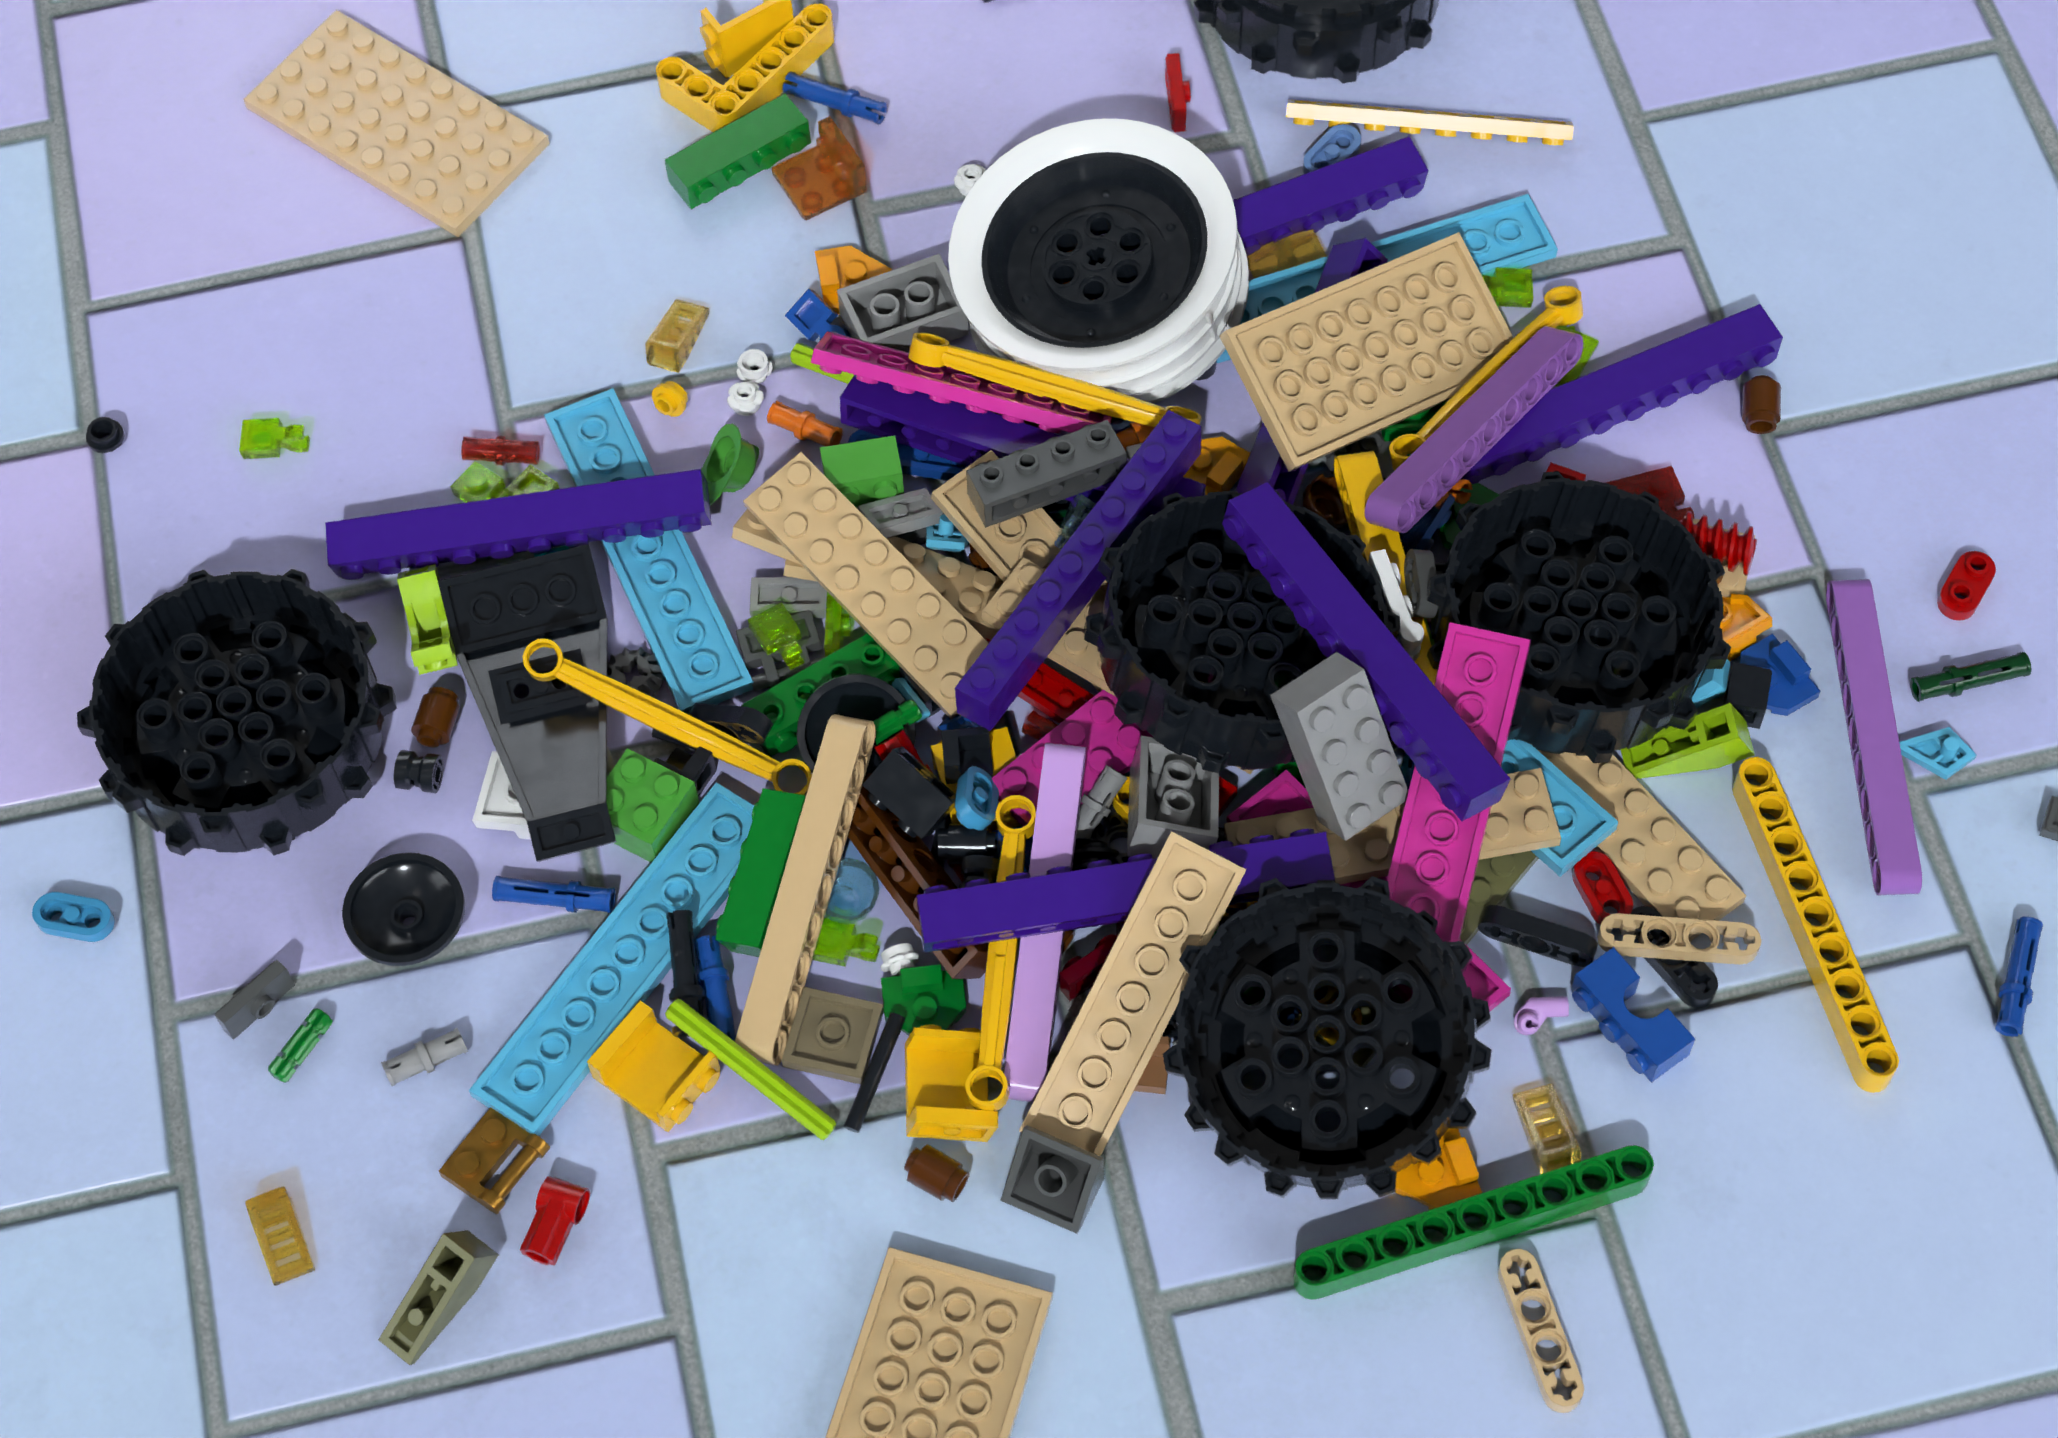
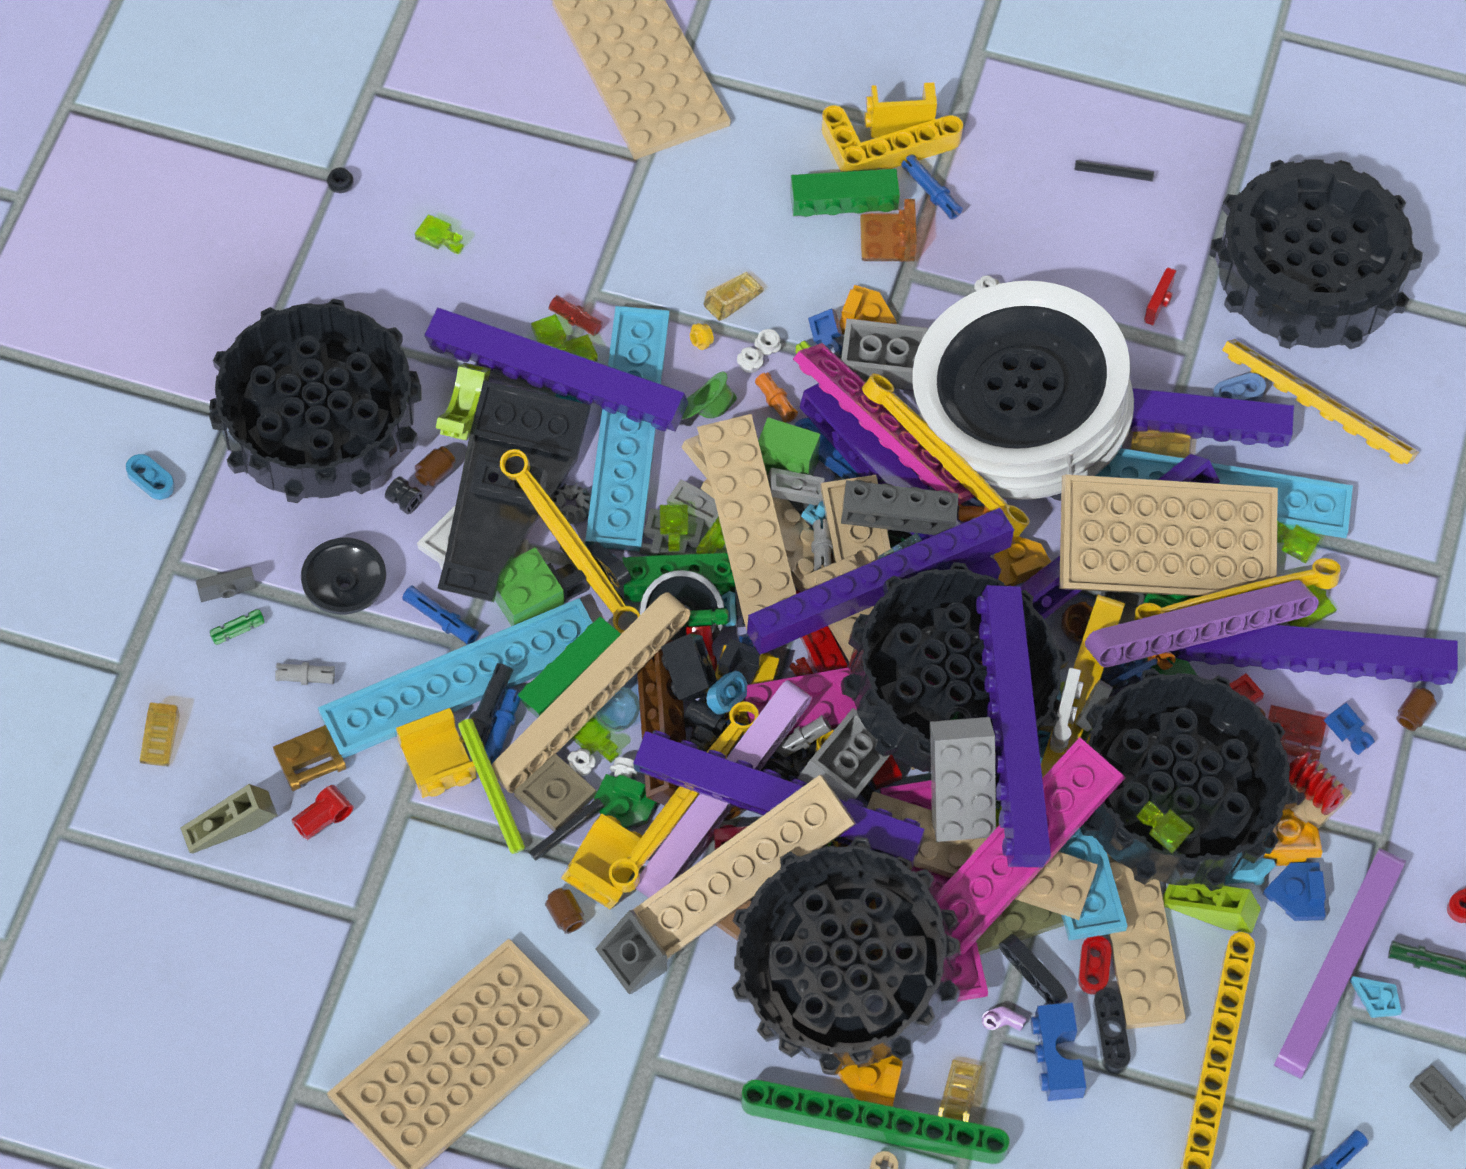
camera: 25 degrees right, 0 degrees up
(839, 969) = (584, 768): none -> white plate
(975, 566) = (822, 545): none -> light grey pin
(1614, 675) = (1168, 828): none -> clear neon green plate
(1678, 931) = (1123, 1016): tan beam -> none
(1700, 464) = (1348, 725): none -> blue plate
(1748, 692) = (1273, 891): black panel -> none

